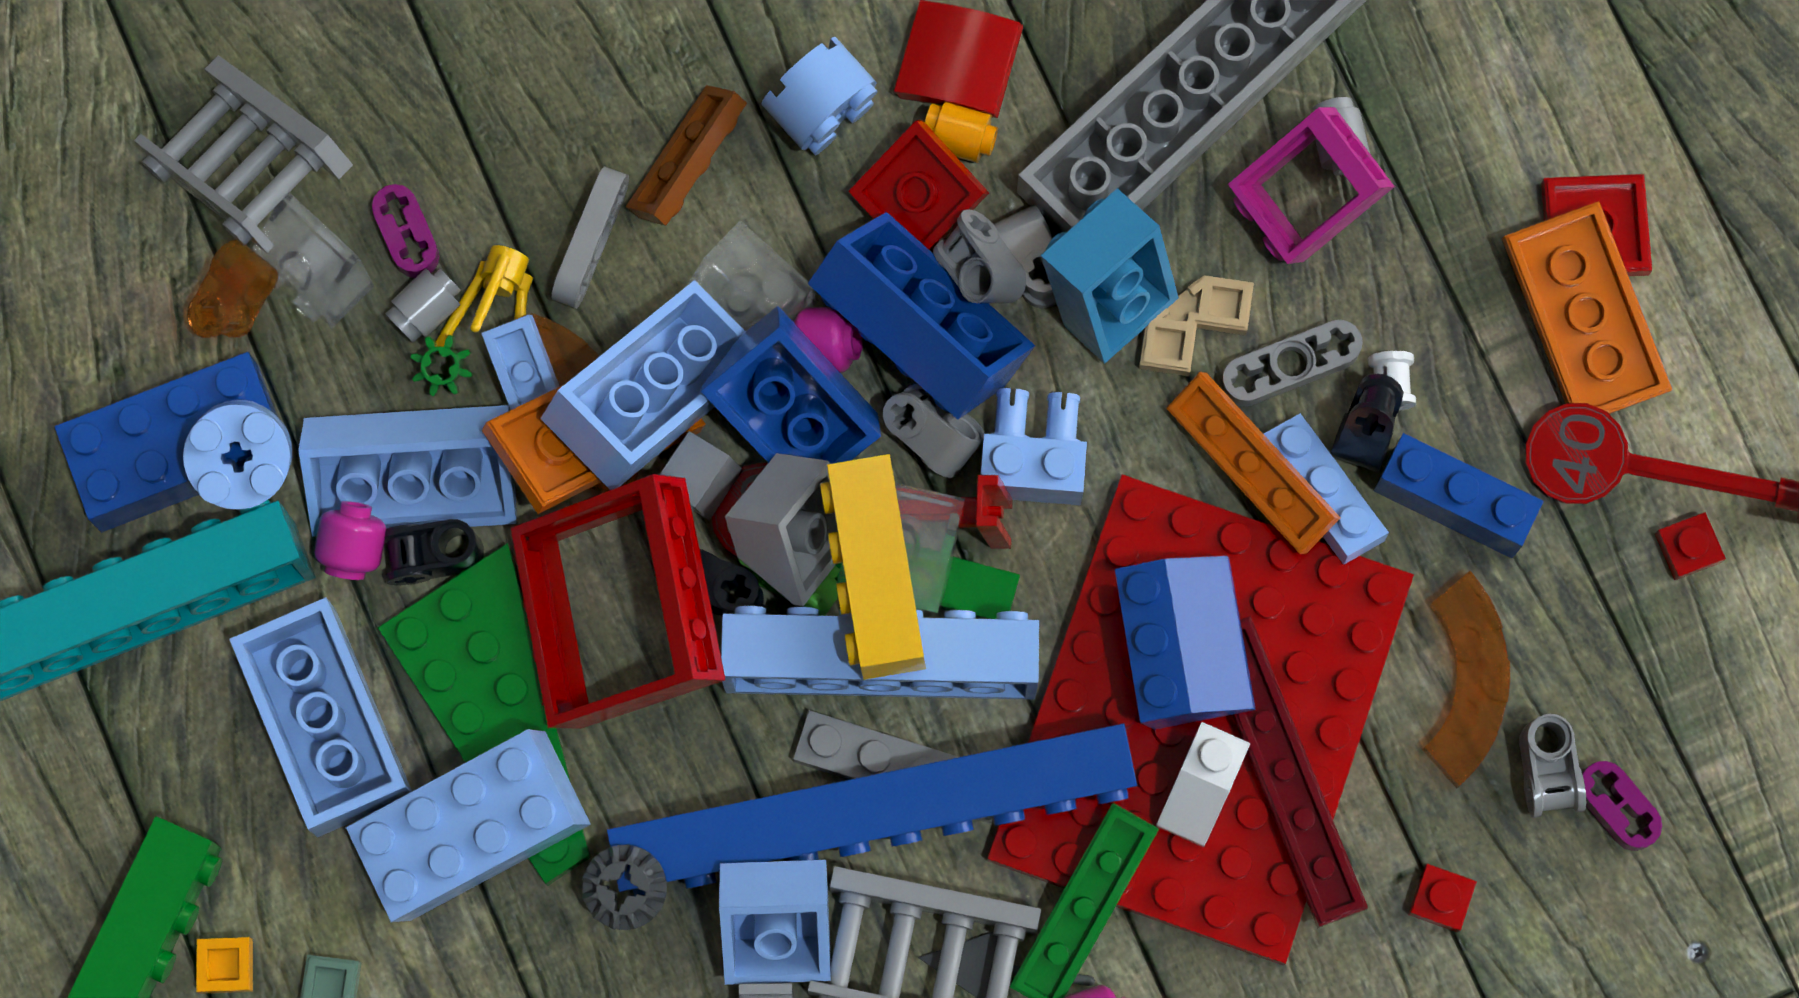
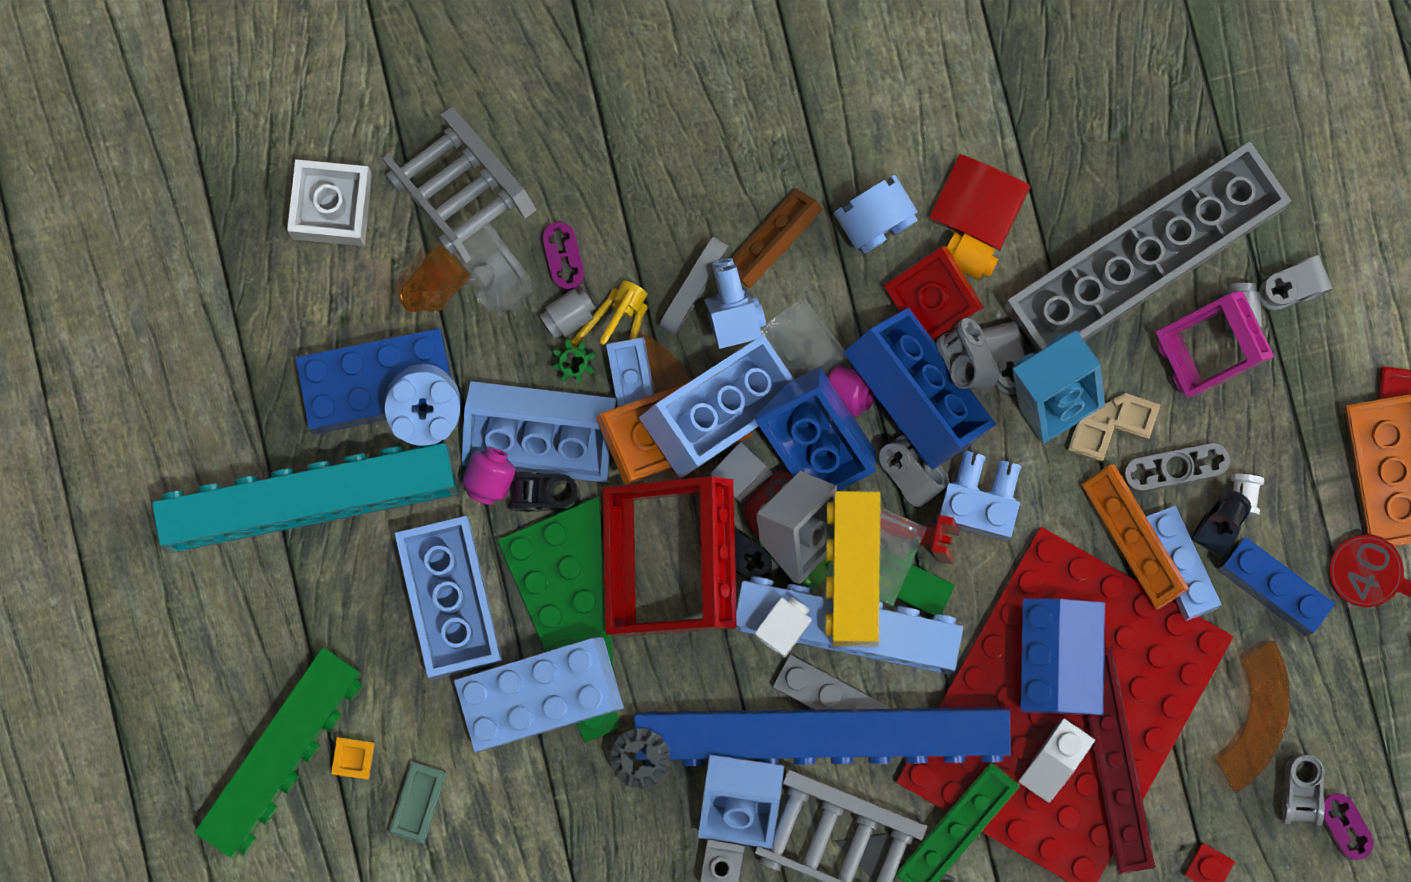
camera: 10 degrees right, 5 degrees up
(71, 213) = (329, 202): none -> white brick
(650, 257) = (733, 312): none -> light blue brick
(789, 663) = (784, 626): none -> white brick
(1408, 87) = (1299, 282): none -> light grey piece

